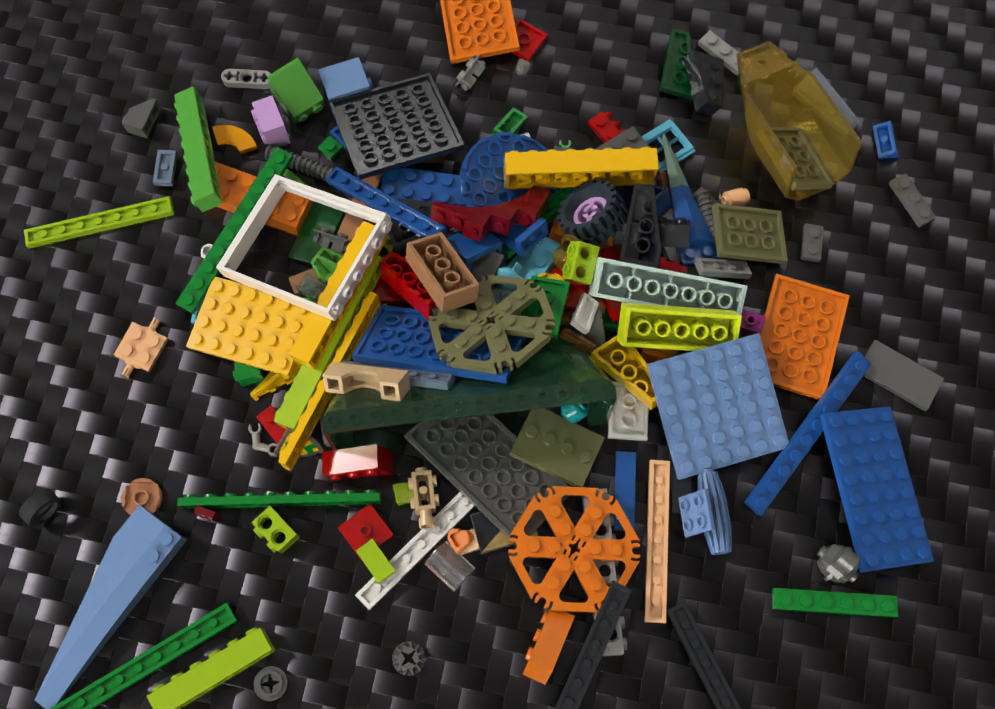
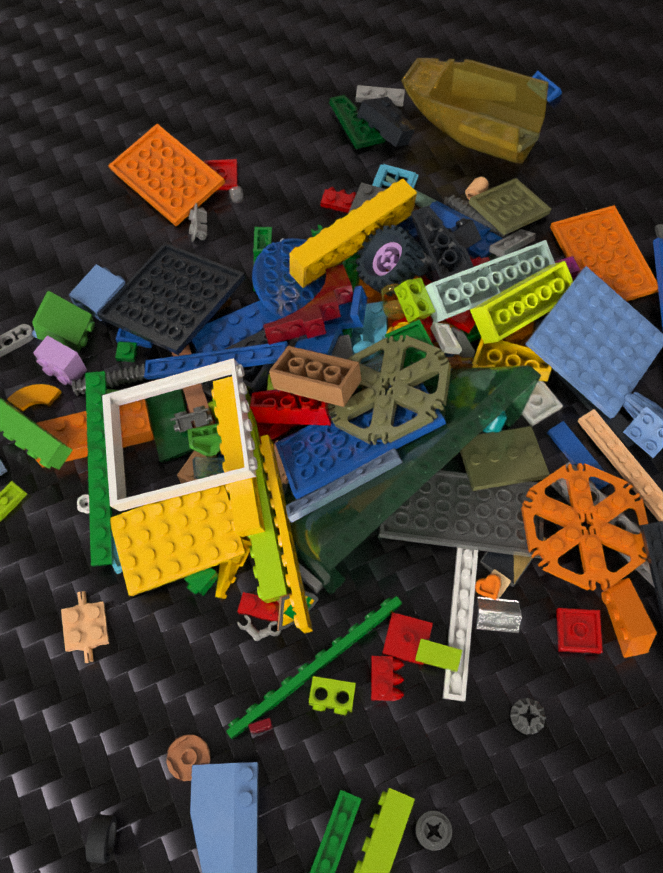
camera: 35 degrees left, 5 degrees down
(324, 548) = (384, 679): none -> red plate
(344, 377) = (306, 513): tan arch -> none
(357, 462) = (355, 586): wedge -> none
(402, 493) = (413, 583): lime slope -> none
(424, 494) = (433, 570): tan brick -> none
(502, 626) = (579, 630): none -> red plate
(812, 242) = (555, 187): dark grey plate -> none
(912, 200) = (596, 115): dark grey plate -> none

